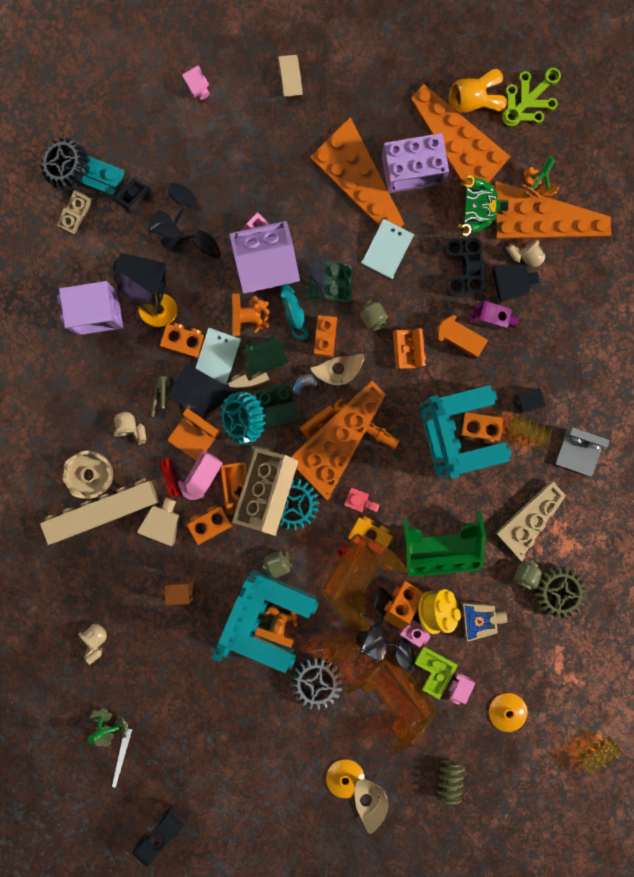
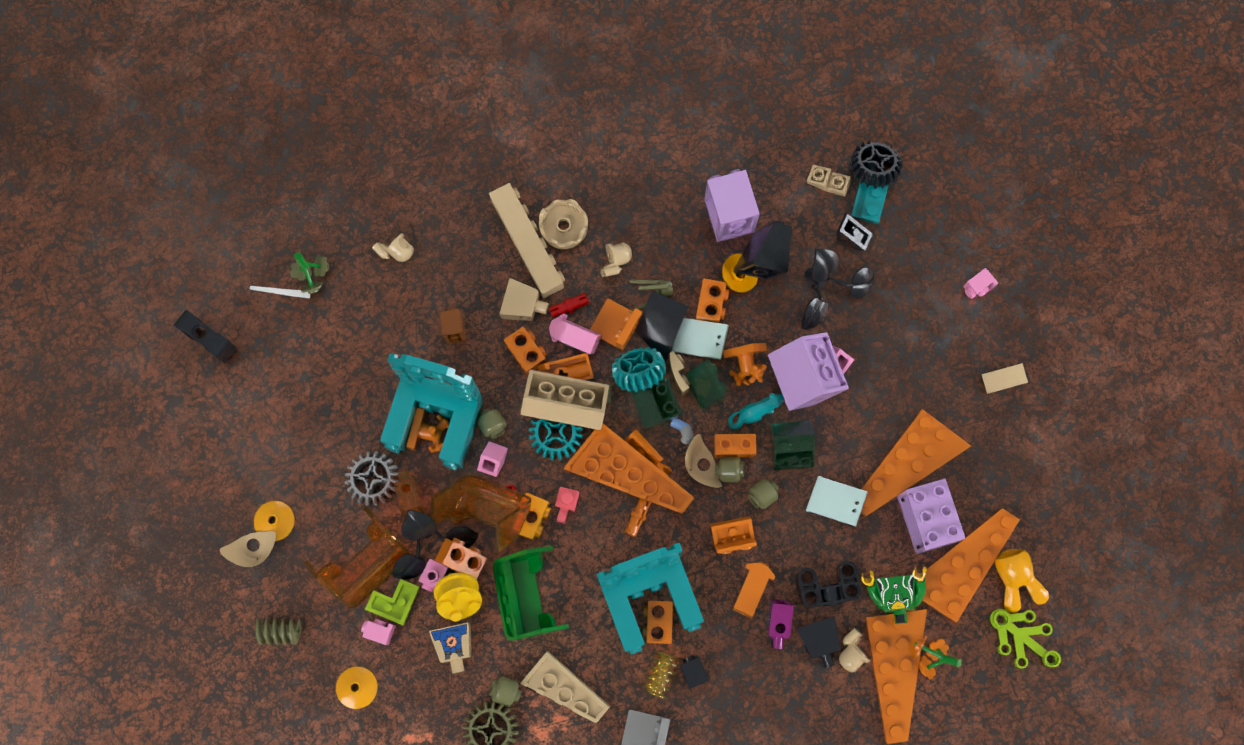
camera: 80 degrees right, 10 degrees down
(312, 566) = (492, 459): none -> bright pink brick
(347, 343) = (730, 469): none -> olive head

